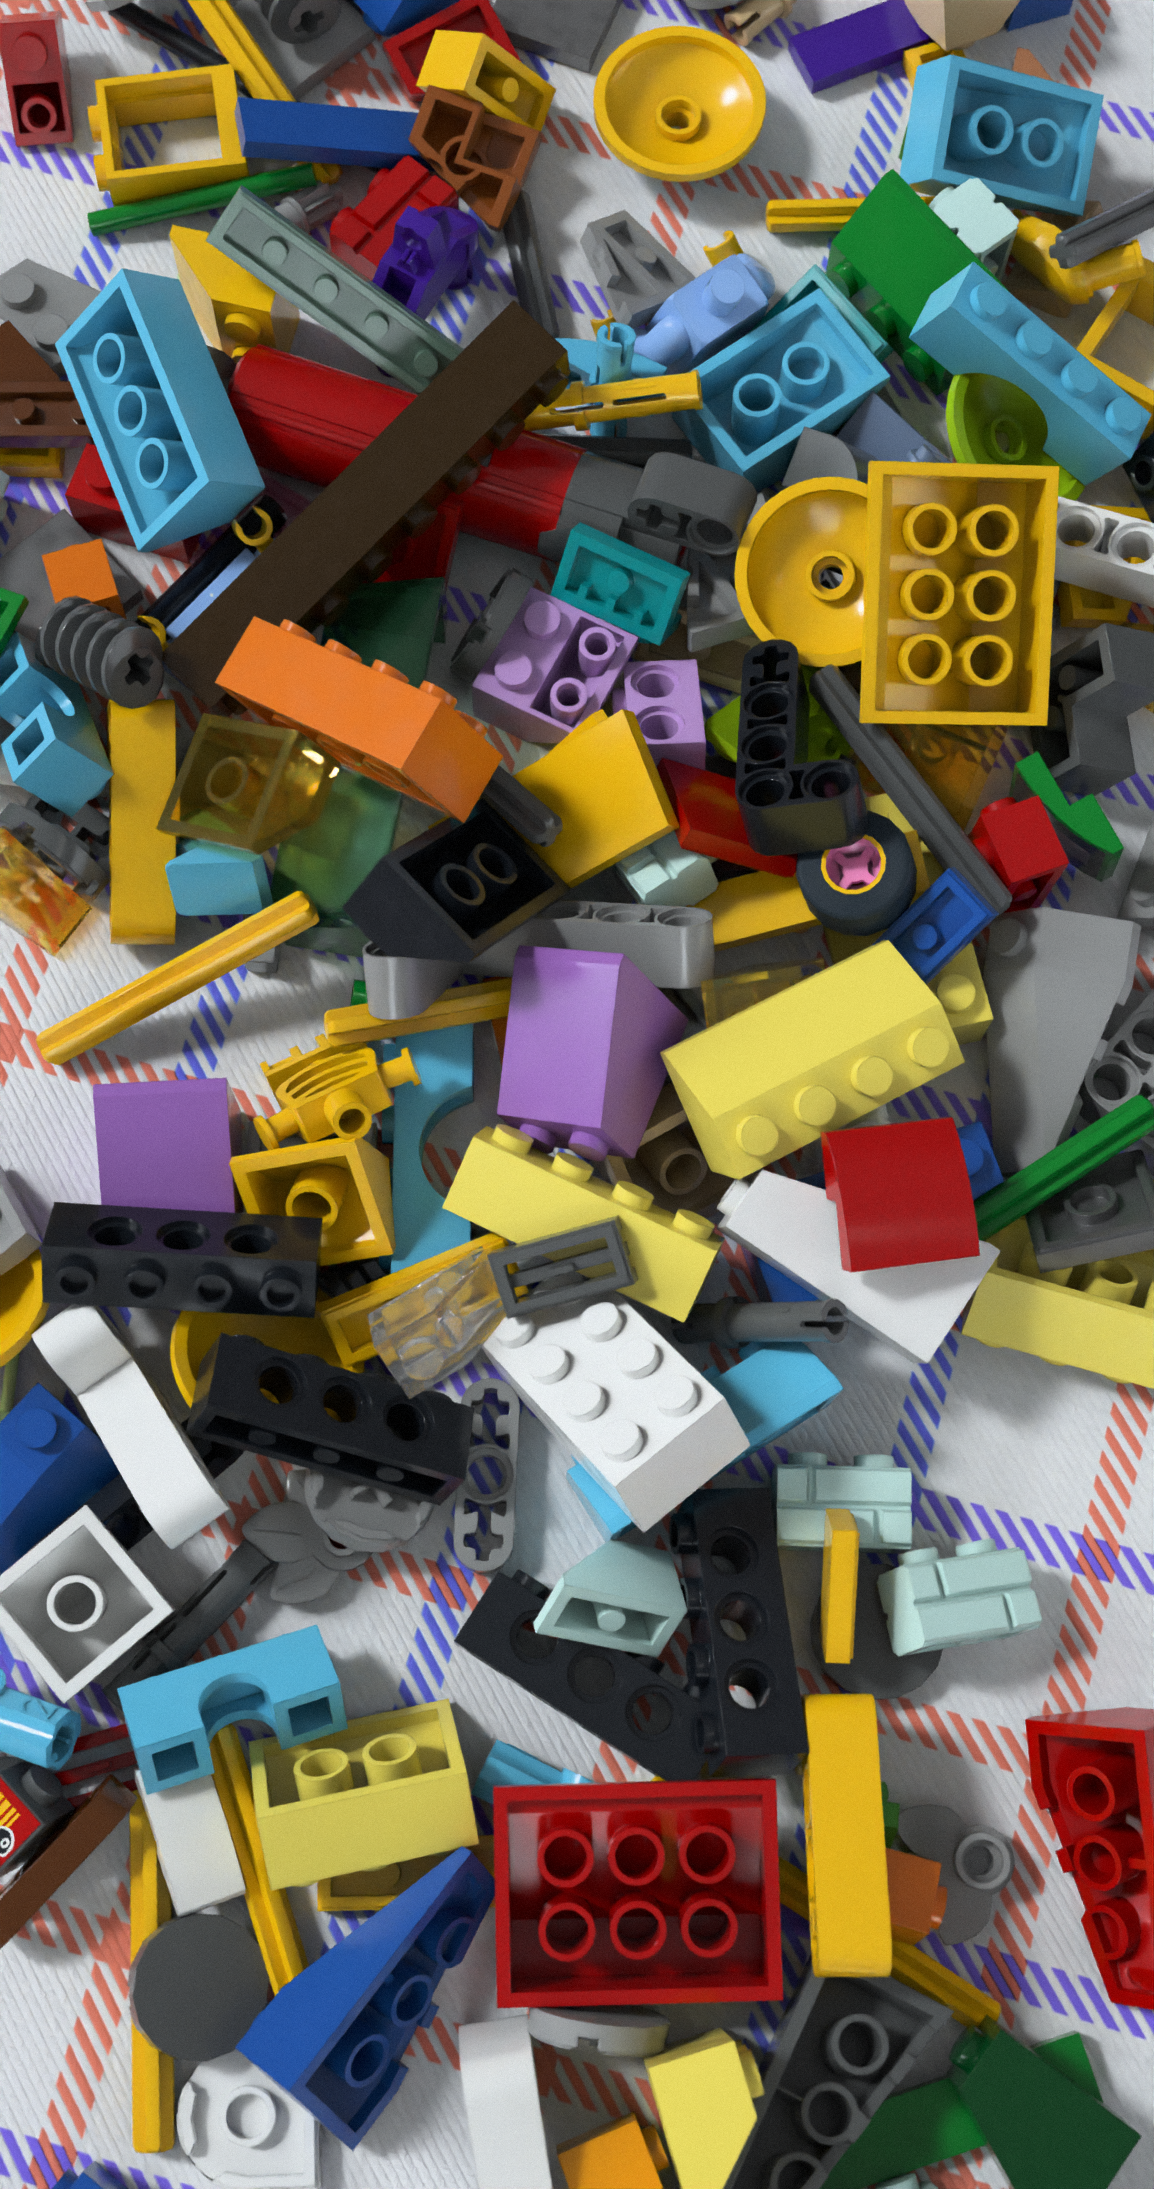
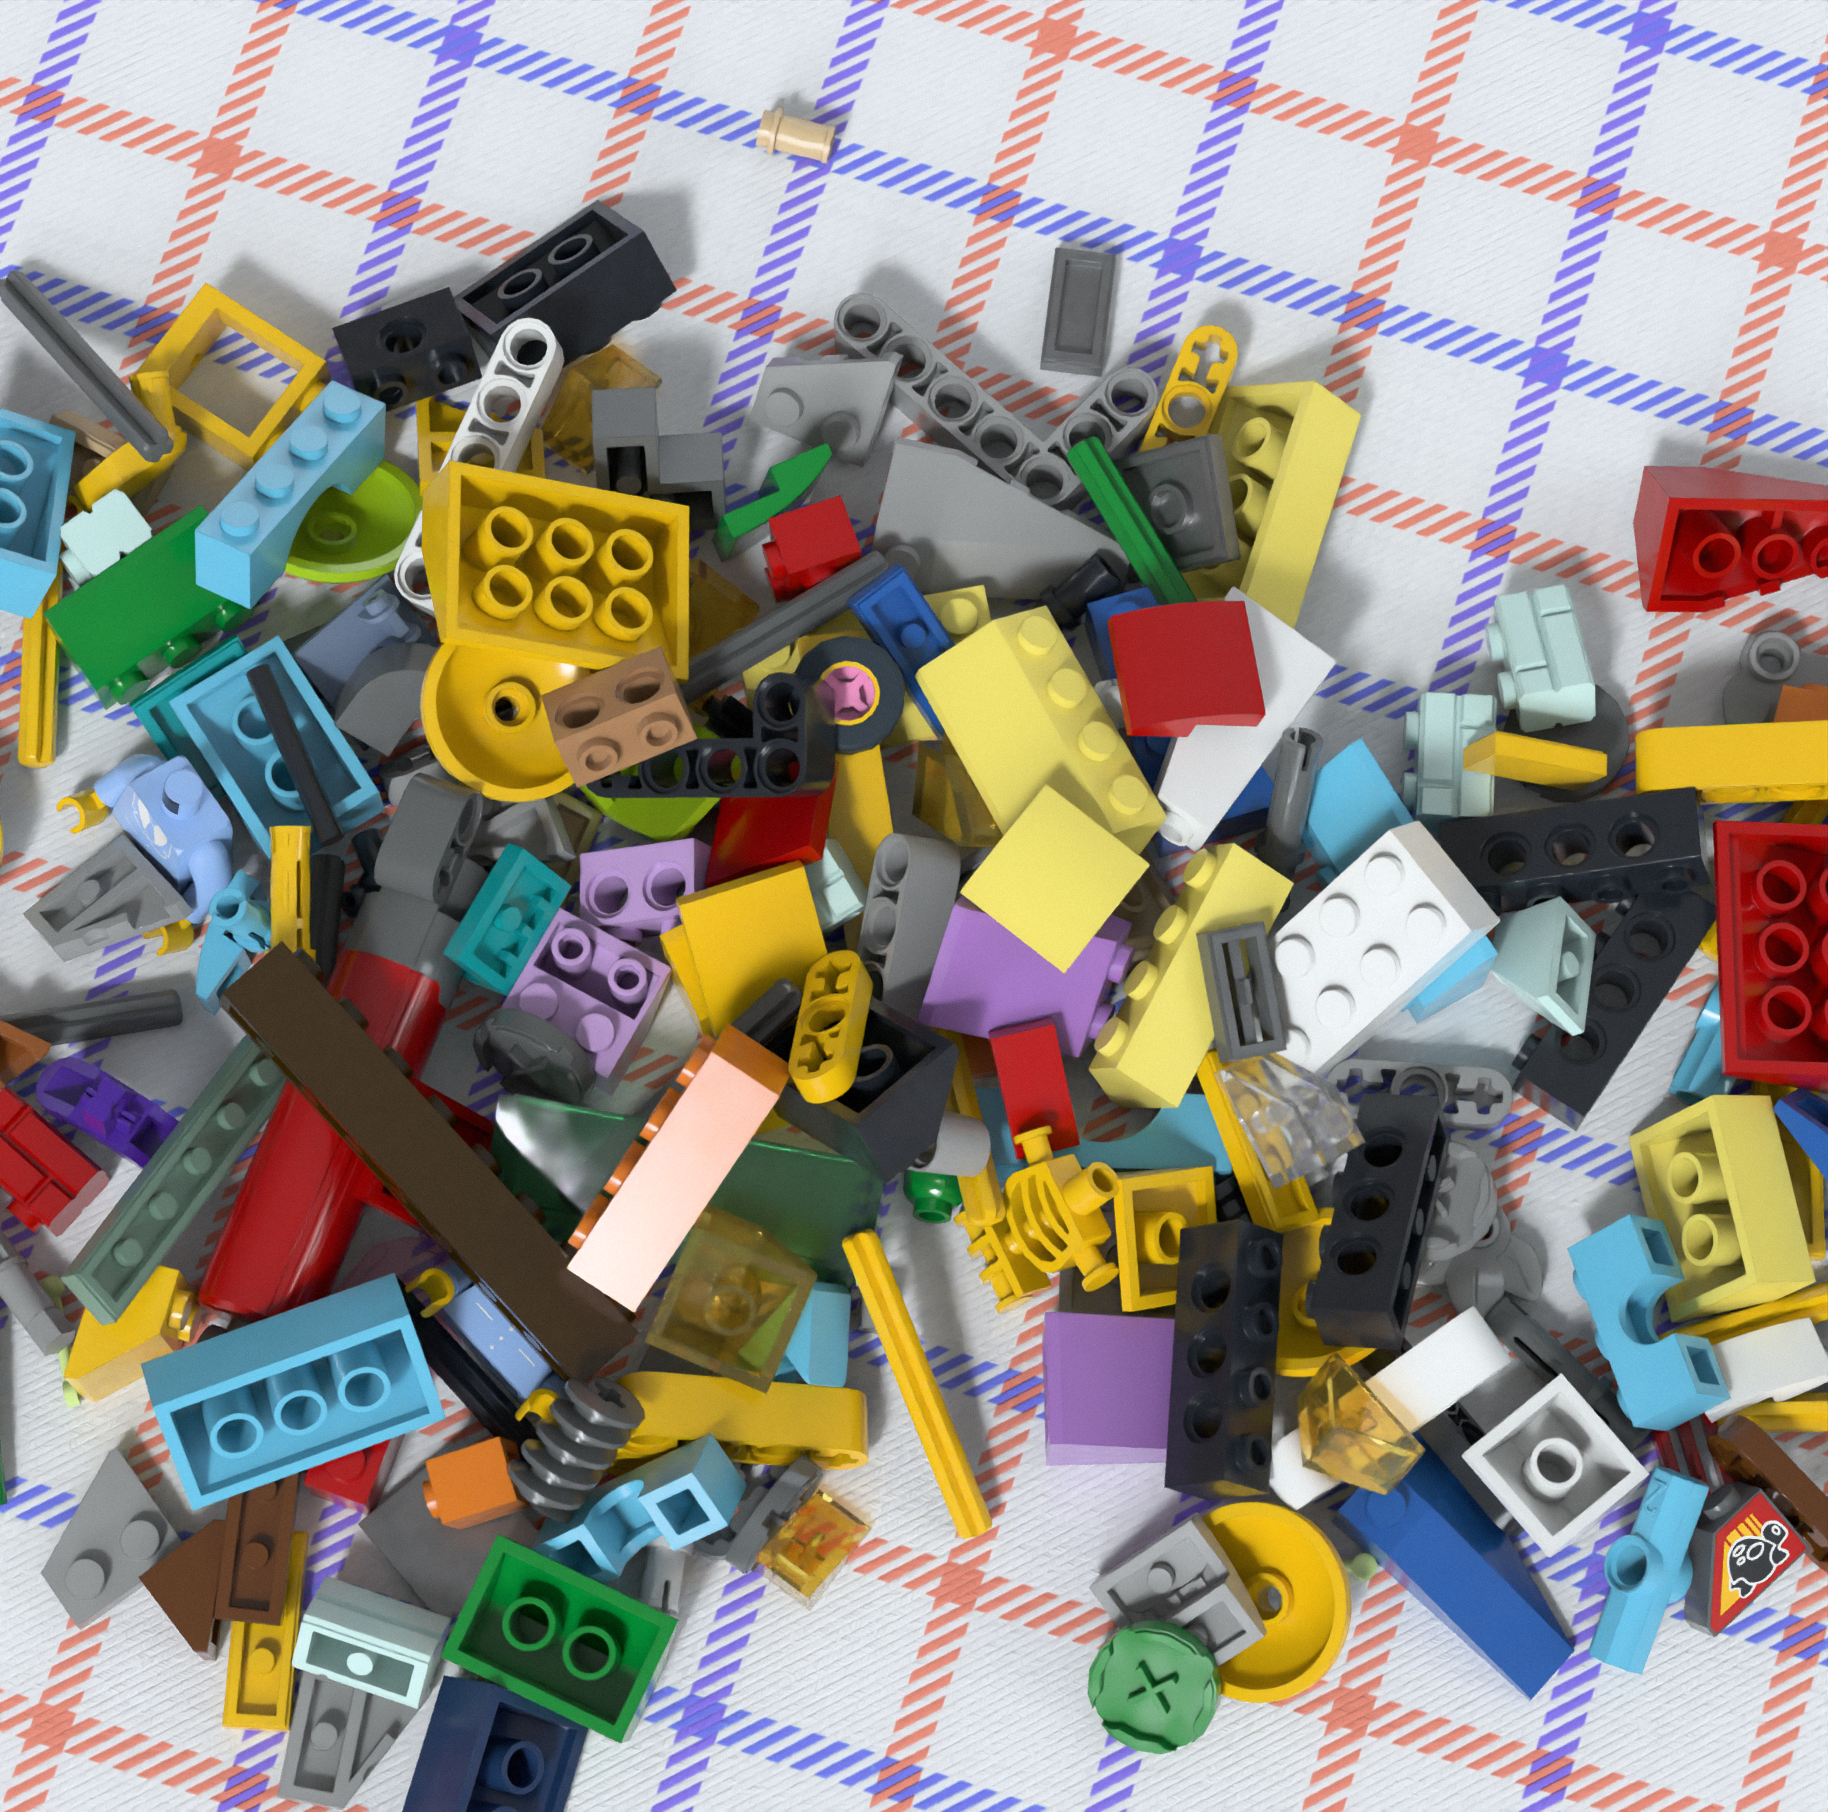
camera: 85 degrees left, 0 degrees up
(102, 1383) = (1352, 1432): none -> clear yellow slope
(465, 1068) = (1034, 1083): none -> red tile
(473, 849) = (820, 1079): none -> yellow beam
(657, 1054) = (1054, 878): none -> light yellow slope
(771, 392) = (295, 755): none -> black bar
(814, 651) = (618, 717): none -> medium nougat brick
(983, 1102) = (1084, 586): none -> black pin

